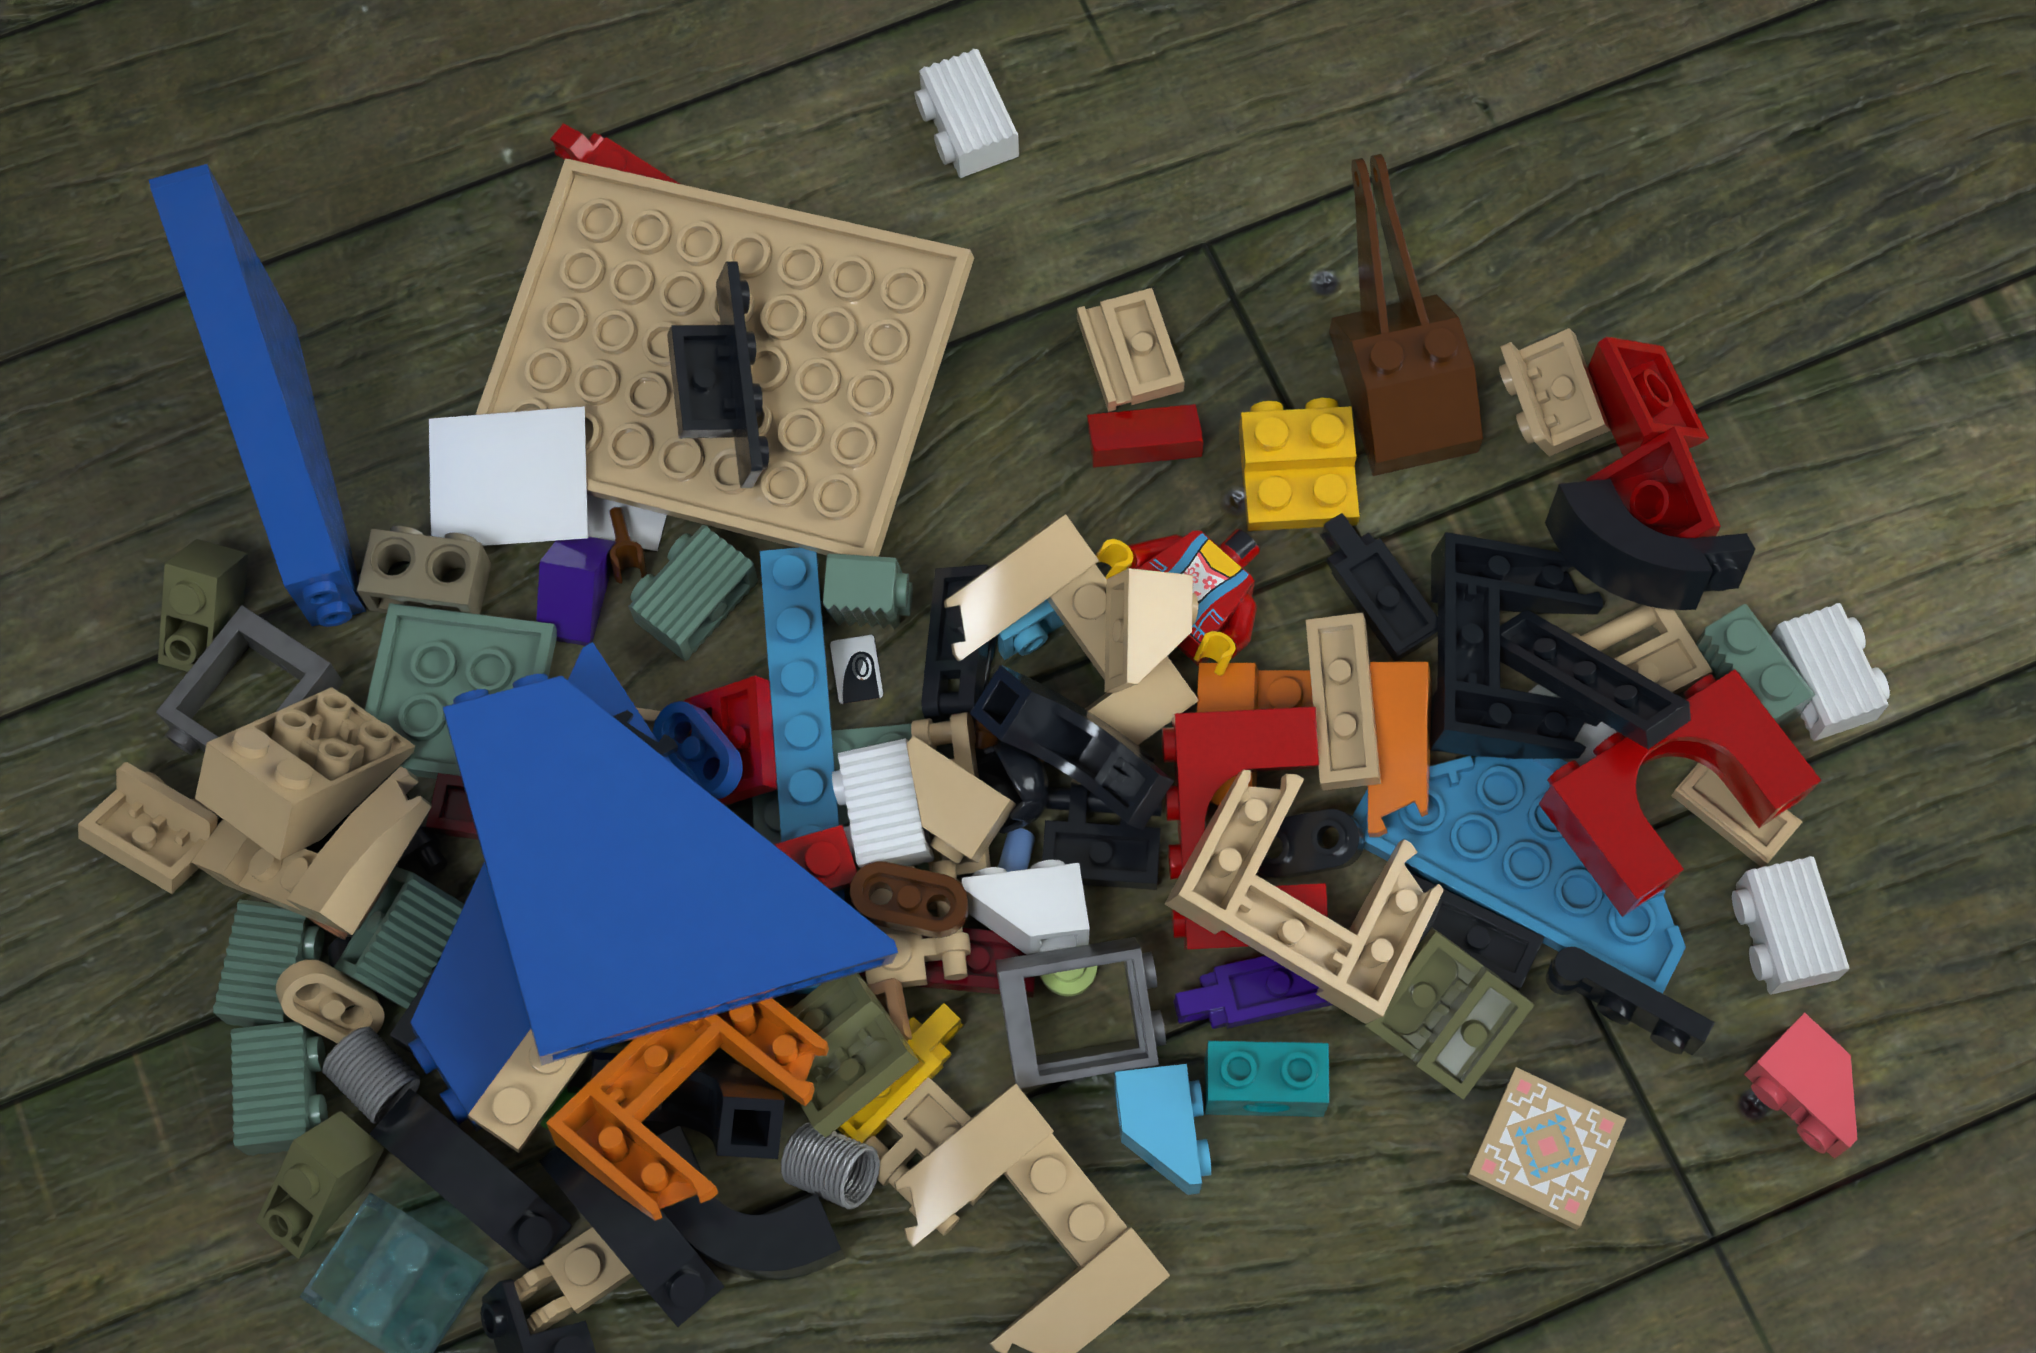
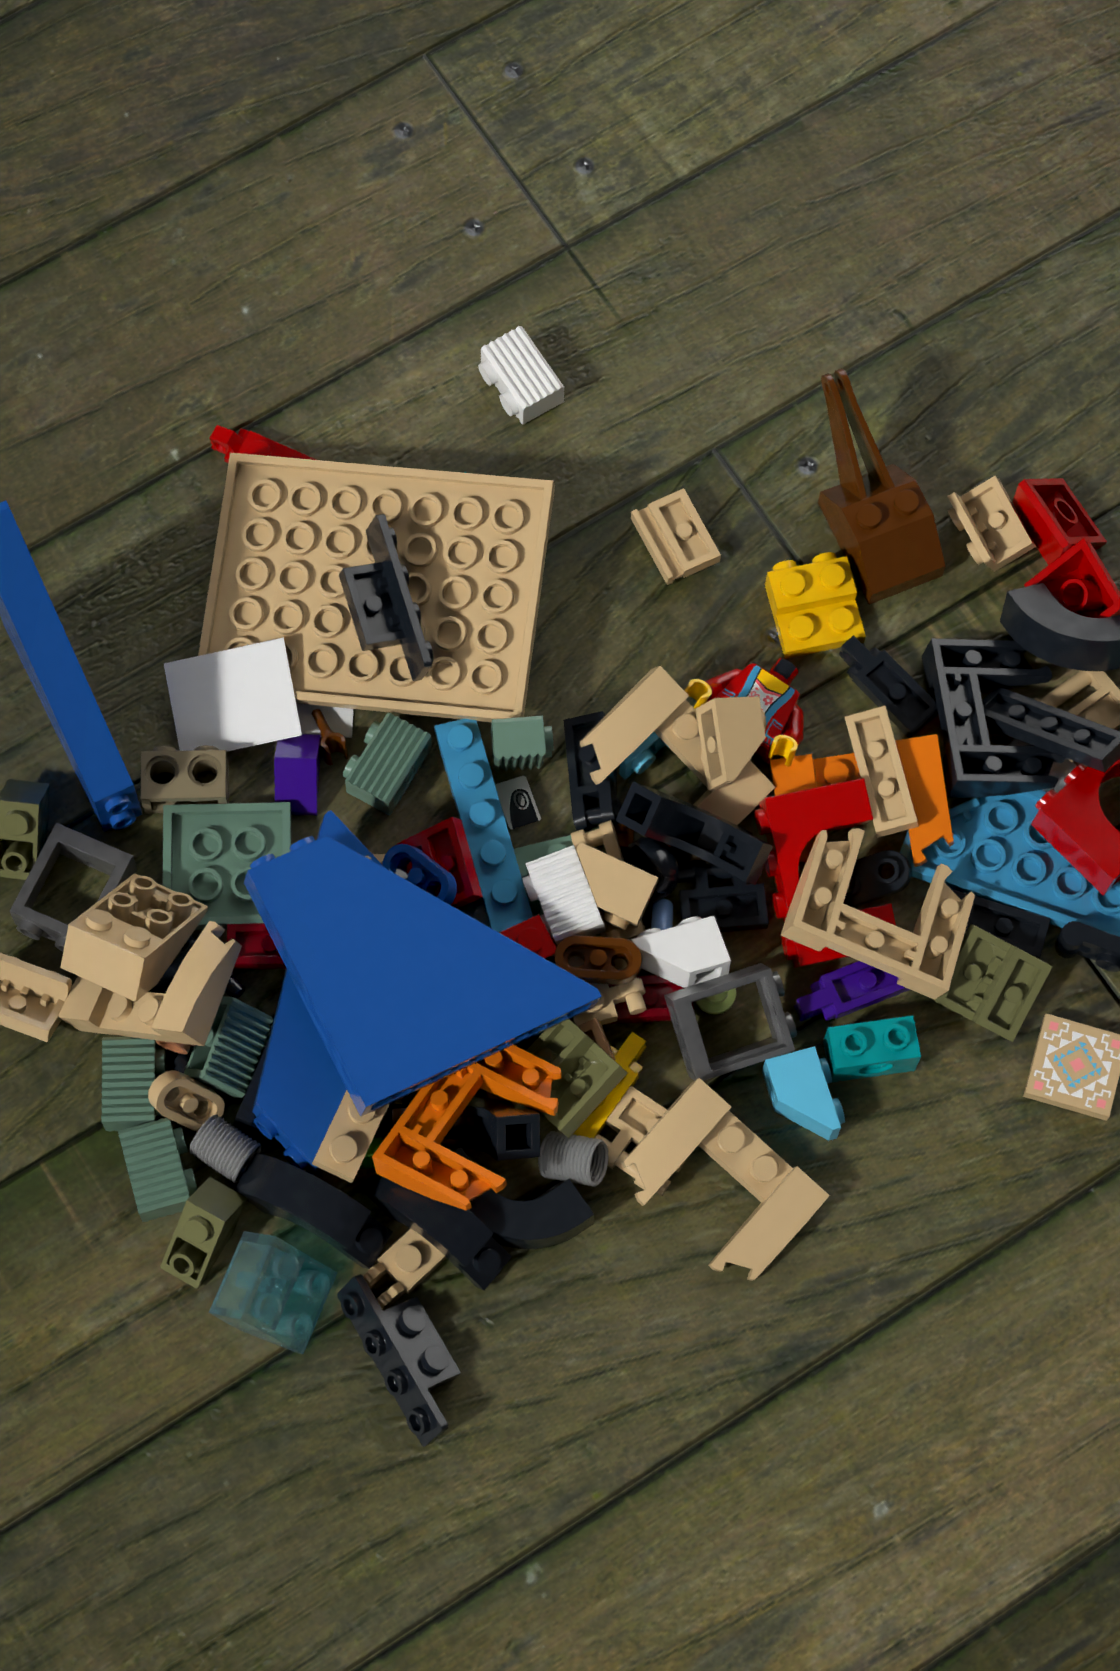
camera: 15 degrees left, 0 degrees up
(1145, 435) = (697, 599): red slope -> none

